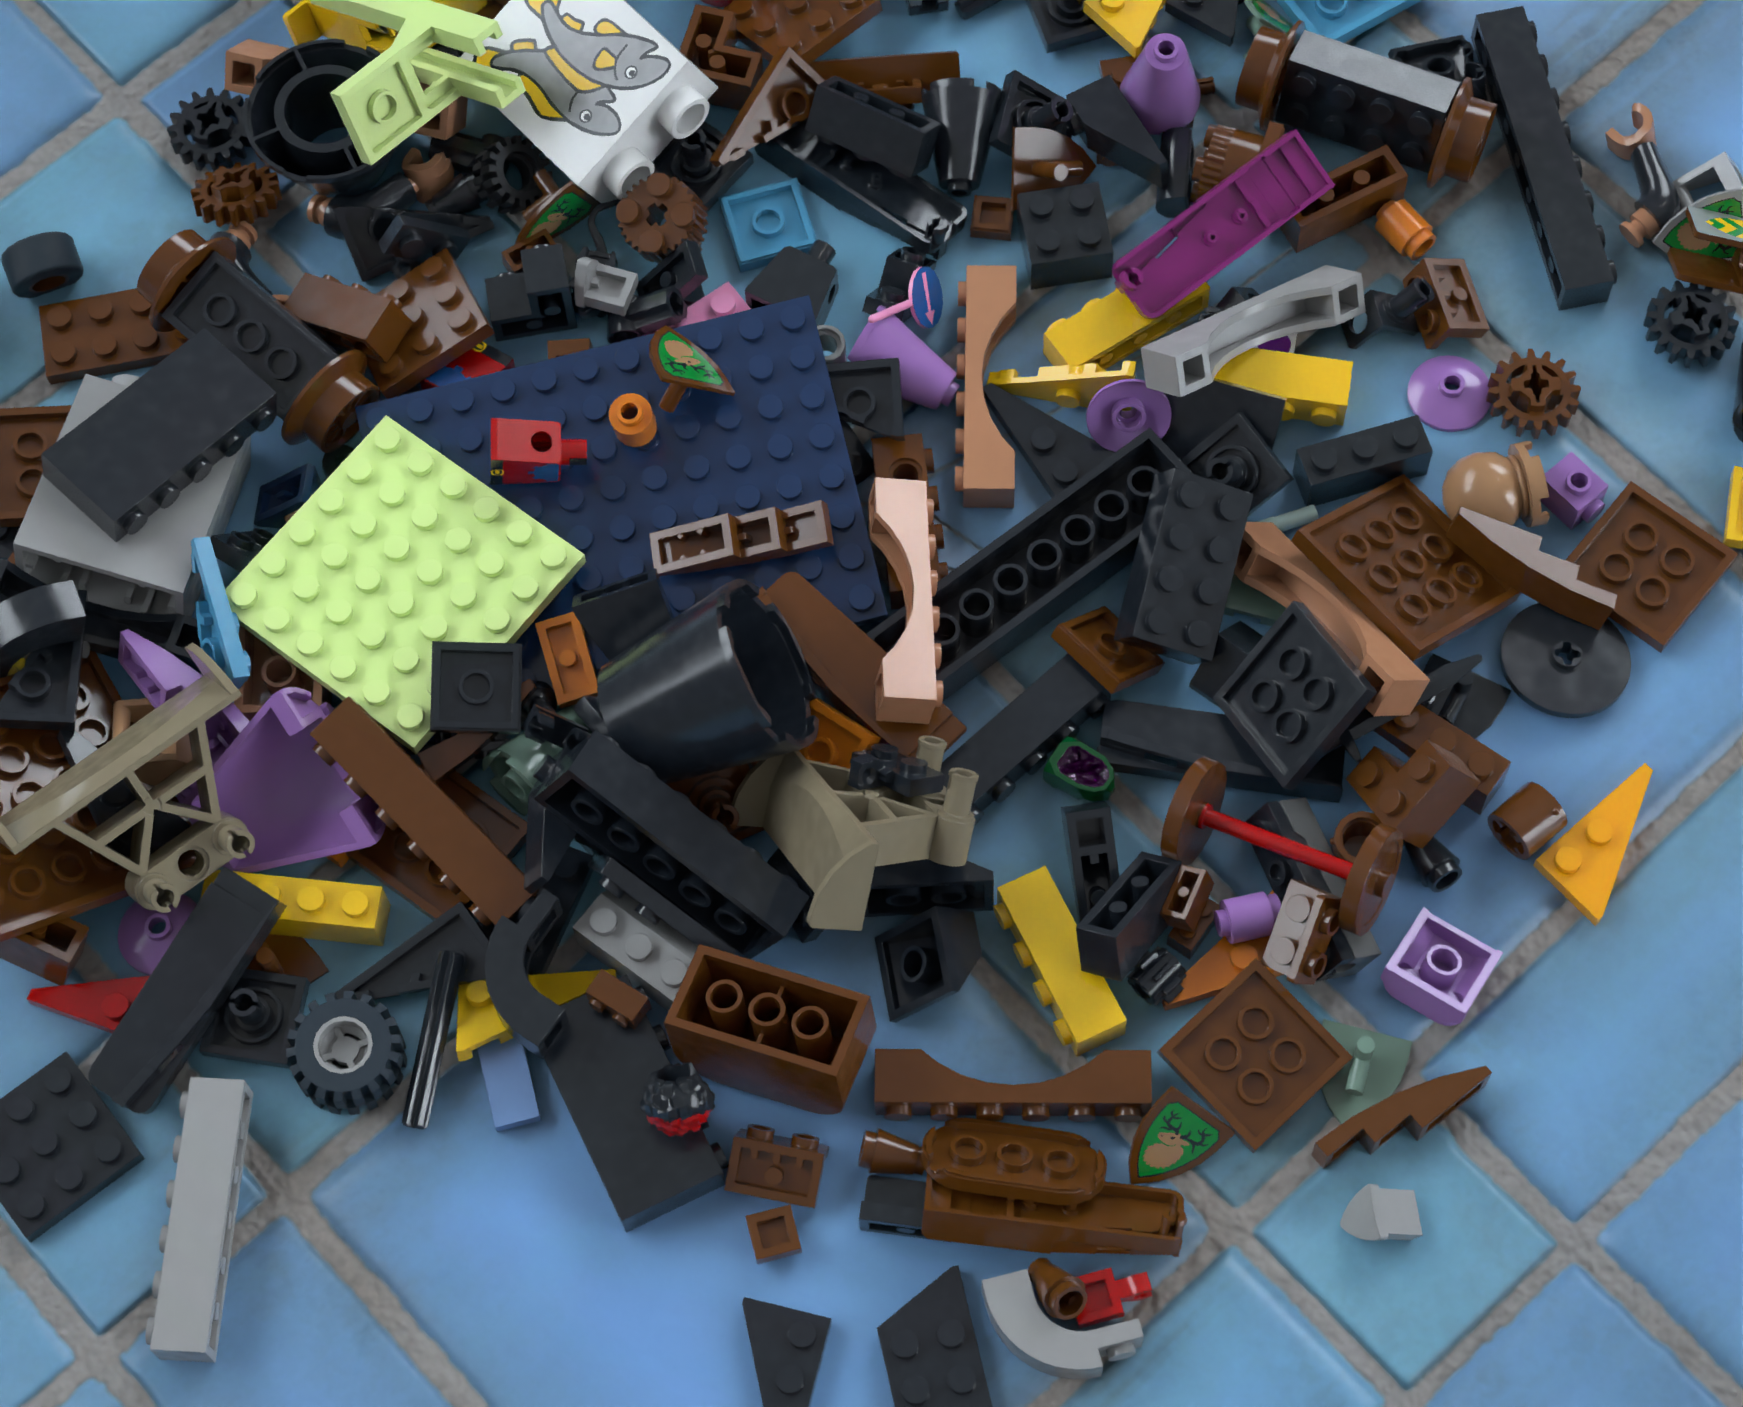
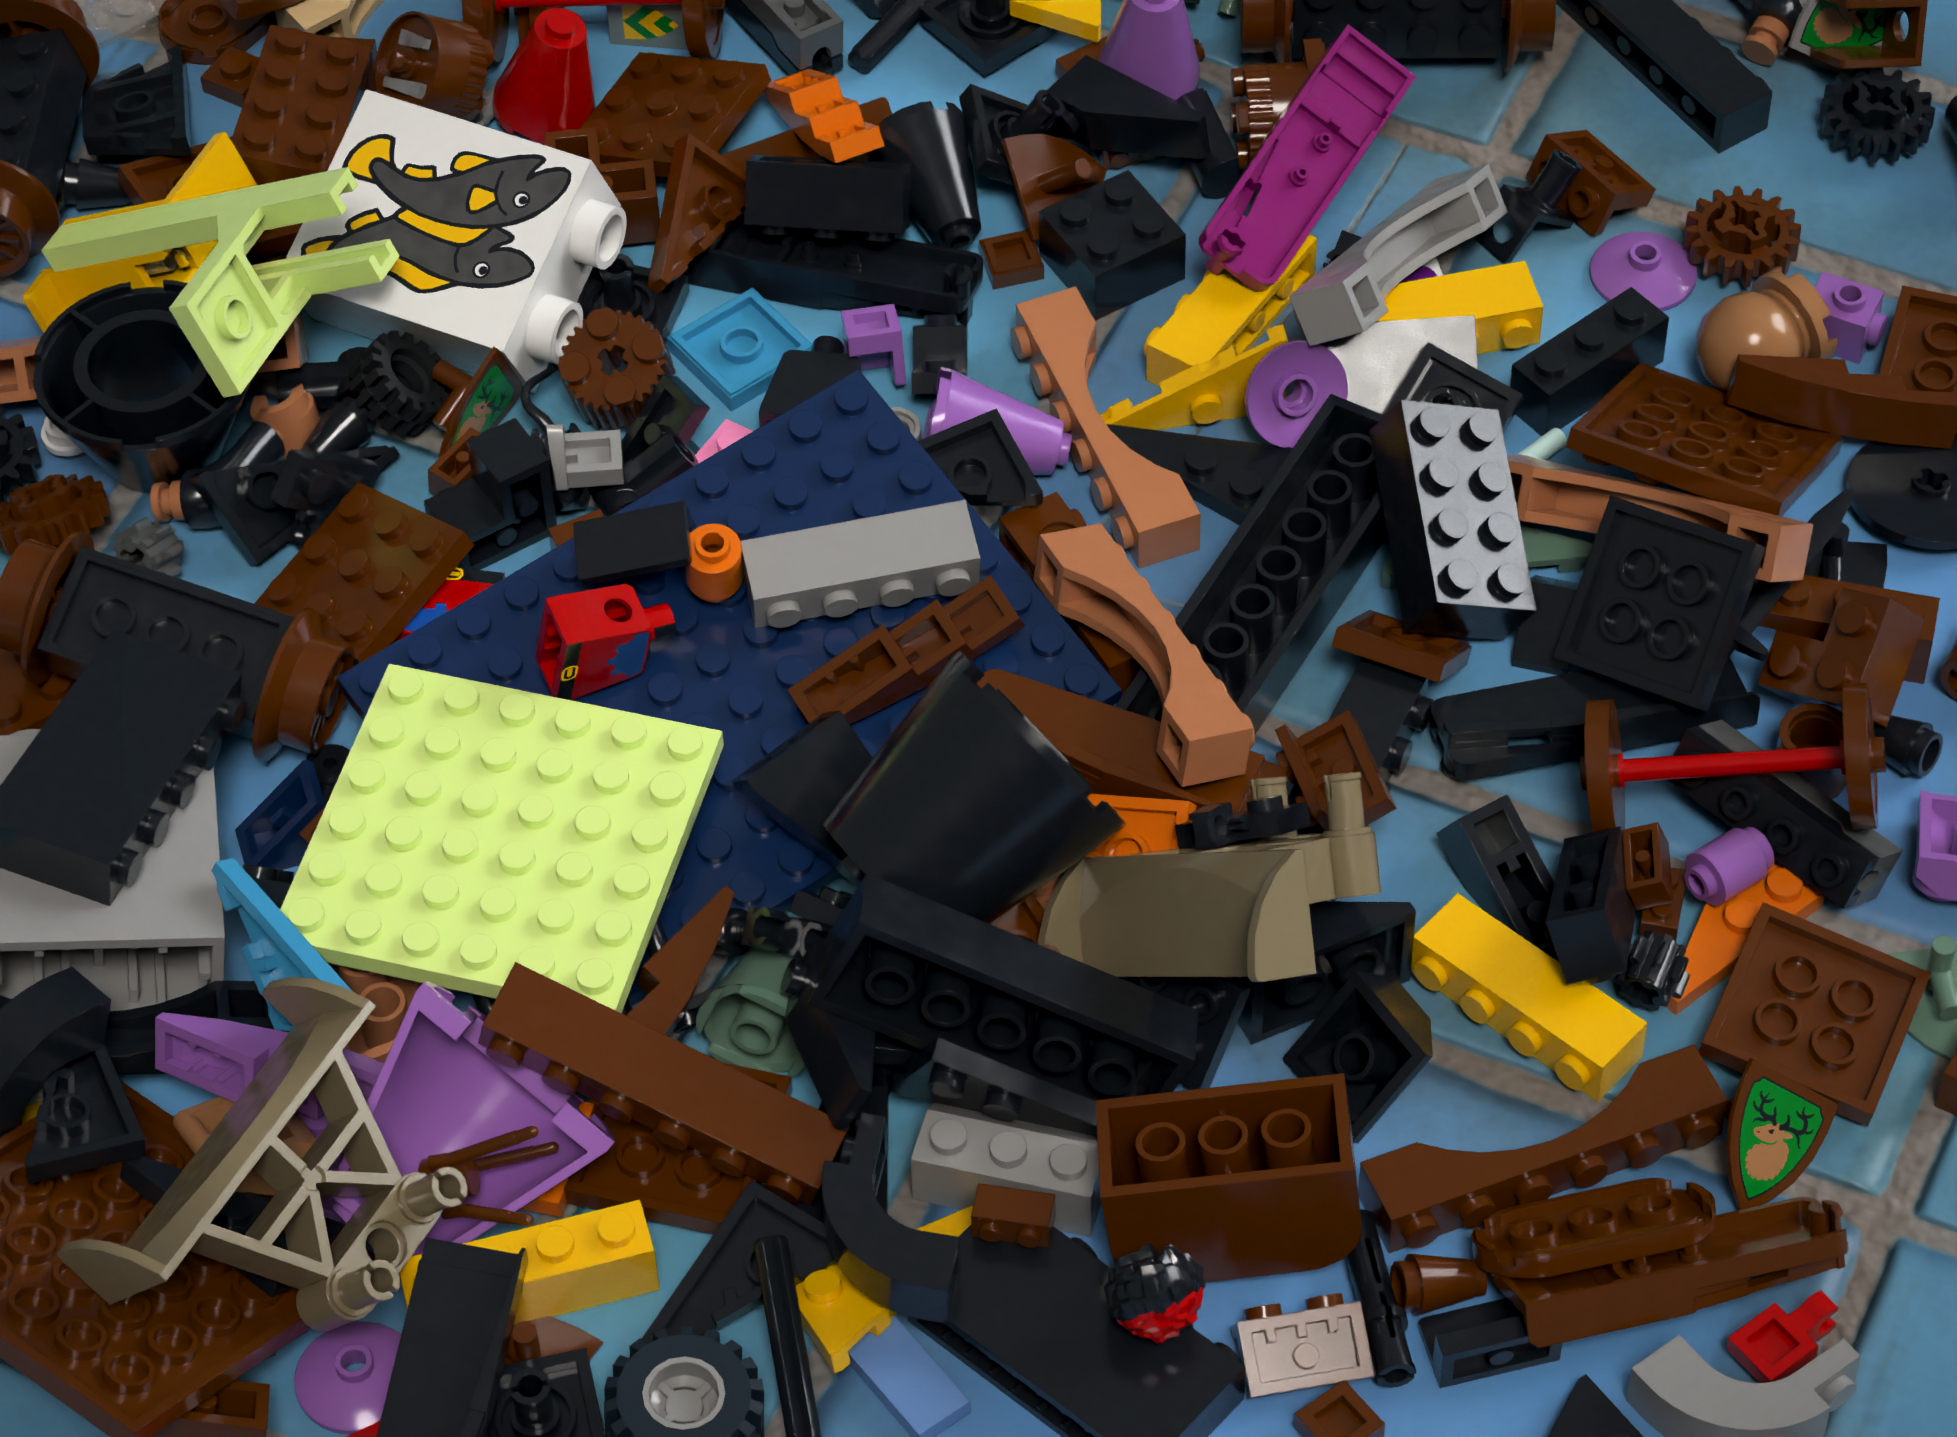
camera: 25 degrees left, 15 degrees down
(271, 825) = (470, 1163): none -> reddish brown plant
(288, 250) = (150, 546): none -> dark grey gear
(350, 315) = (287, 577): reddish brown brick -> none
(476, 687) = (665, 912): black plate -> none
(567, 658) = (749, 861): orange plate -> none
(580, 389) = (633, 543): none -> black panel
(684, 366) = (746, 489): shield -> none
(736, 457) = (860, 564): none -> light grey brick
(833, 1198) = (1382, 1316): none -> black pin
(856, 254) = (875, 338): none -> medium lavender panel
(898, 58) = (821, 116): none -> orange slope
(924, 299) = (978, 356): blue piece -> none
(997, 742) = (1327, 750): none -> reddish brown bracket
(1058, 1290) = (1731, 1343): reddish brown cone -> none
(1080, 771) = (1440, 785): rock -> none
(1302, 933) = (1807, 848): bracket -> none
(1357, 195) = (1443, 92): reddish brown brick -> none
(1404, 229) = (1503, 120): orange brick -> none

